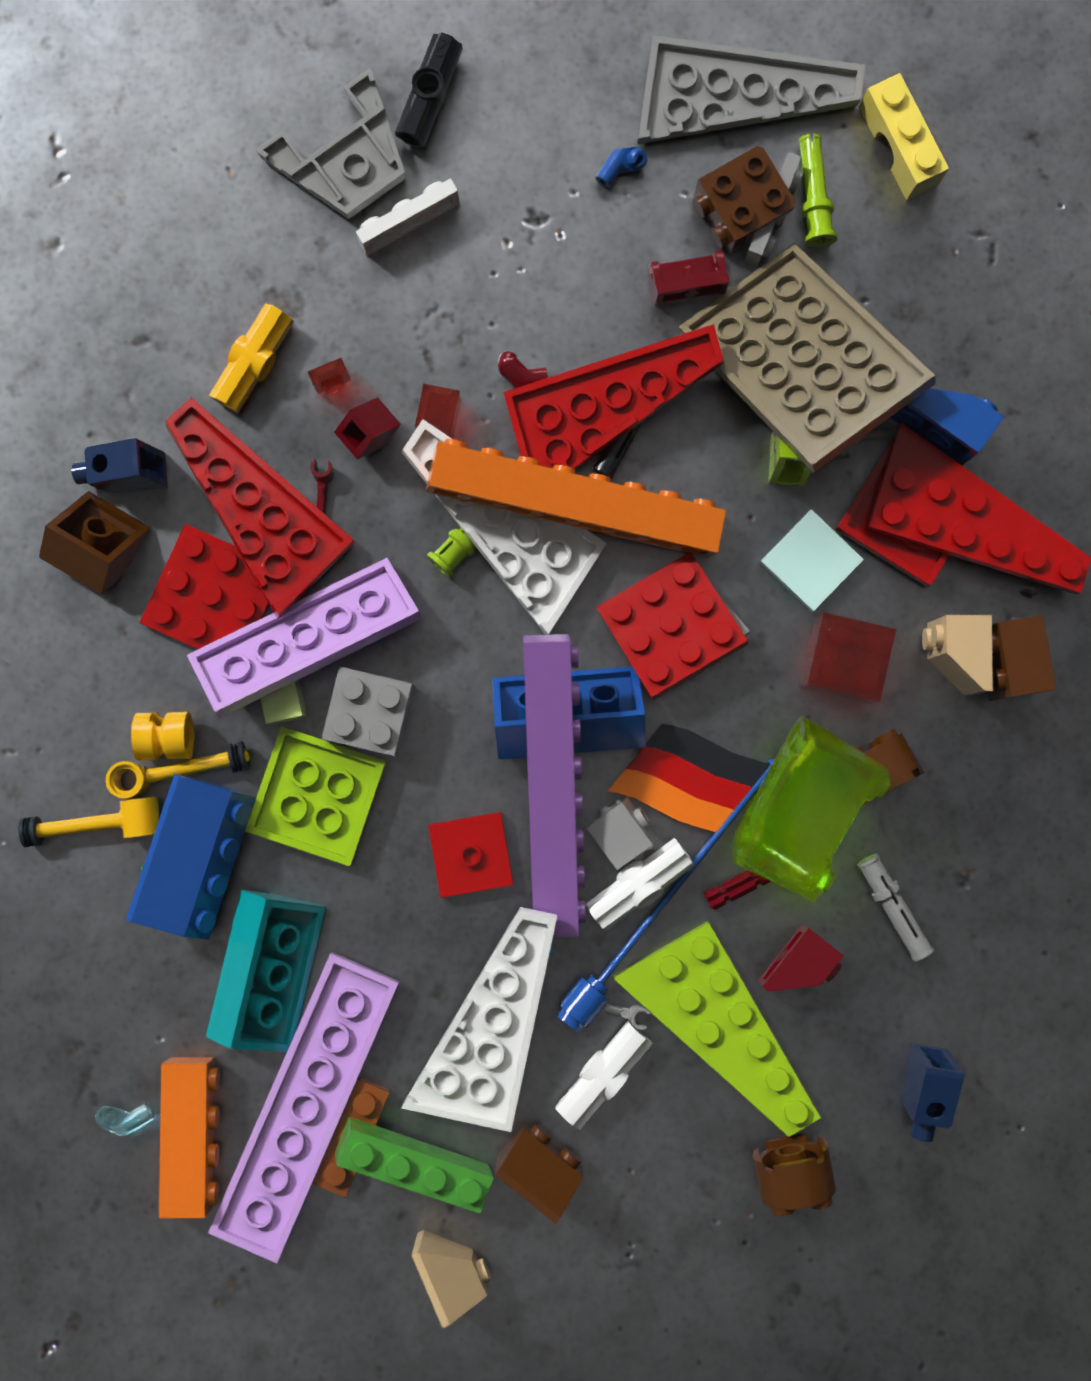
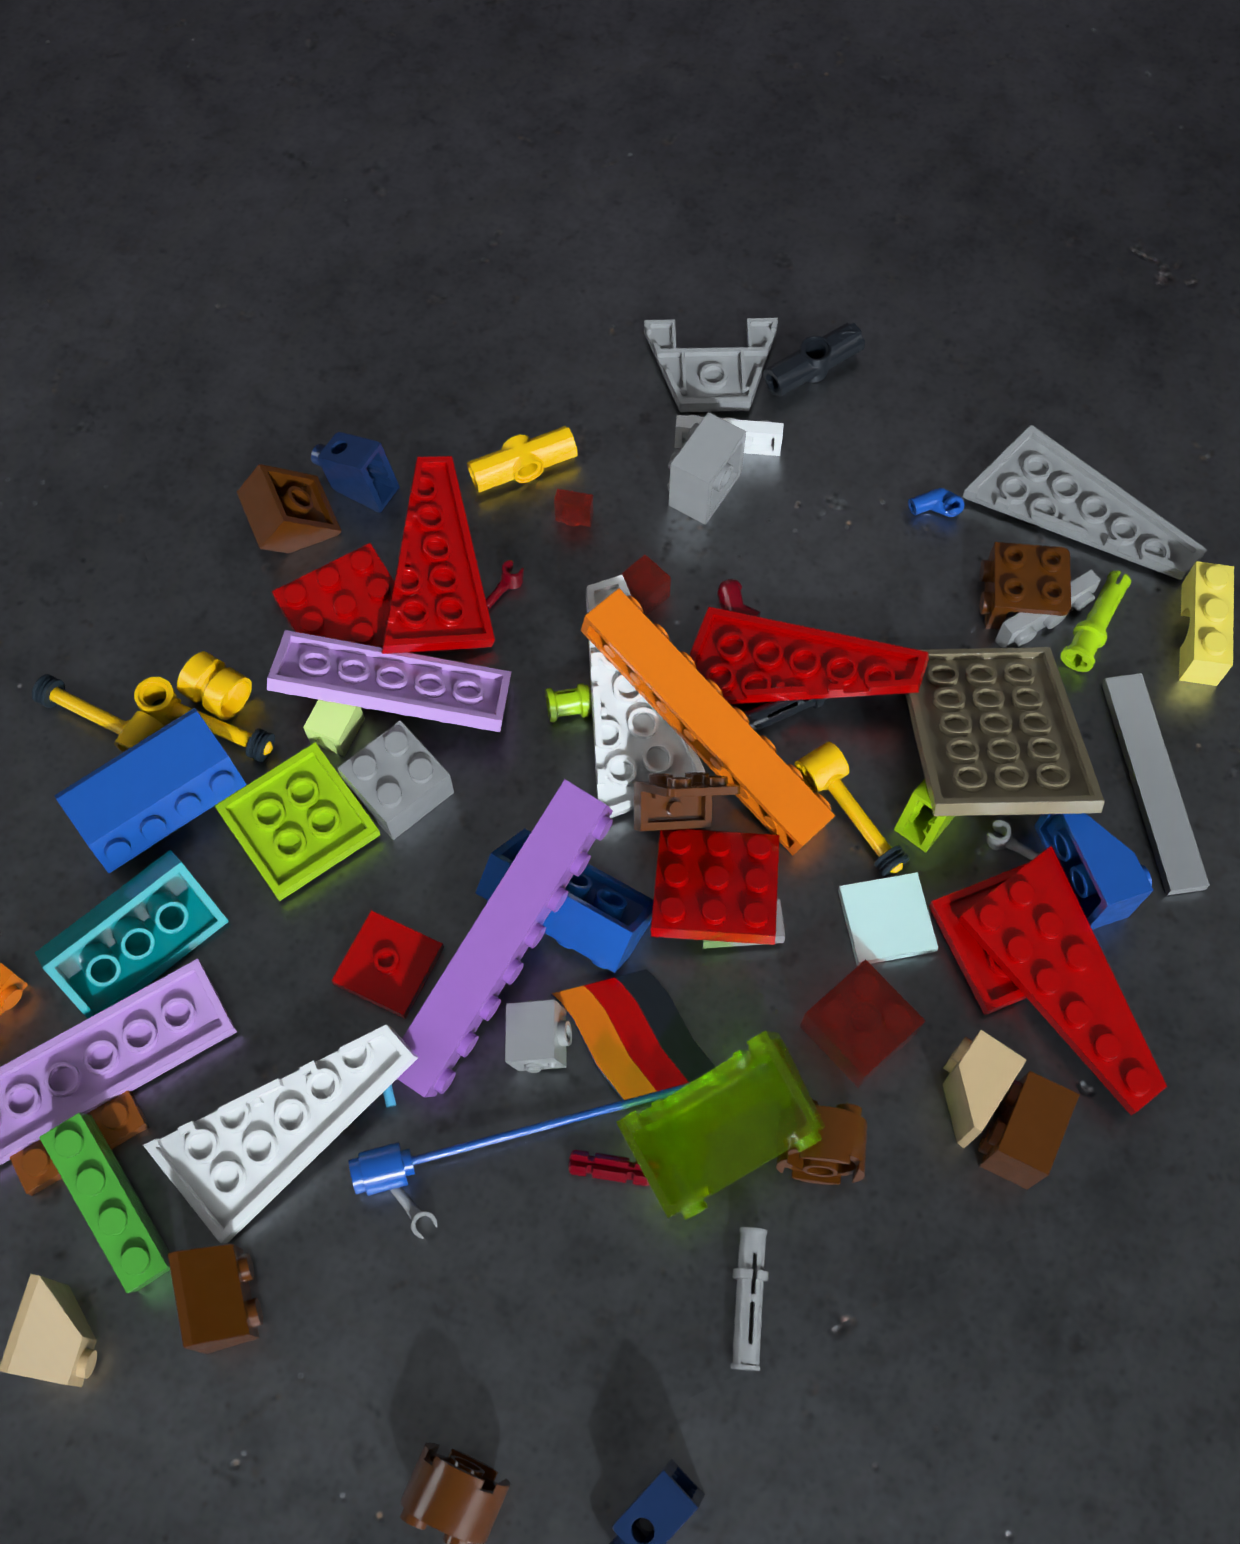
camera: 40 degrees right, 20 degrees down
(367, 428) = (573, 560): dark red brick -> none
(414, 266) = (705, 467): none -> light grey brick
(602, 579) = (678, 801): none -> reddish brown bracket
(603, 1075) = (347, 1254): white piece -> none
(640, 884) = (517, 1094): white piece -> none
(688, 278) = (933, 621): dark red hinge -> none
(688, 473) = (823, 771): none -> yellow piece
(708, 1007) = (496, 1272): lime wing -> none
(802, 963) = (618, 1285): dark red slope -> none
(939, 307) = (1155, 785): none -> light grey tile

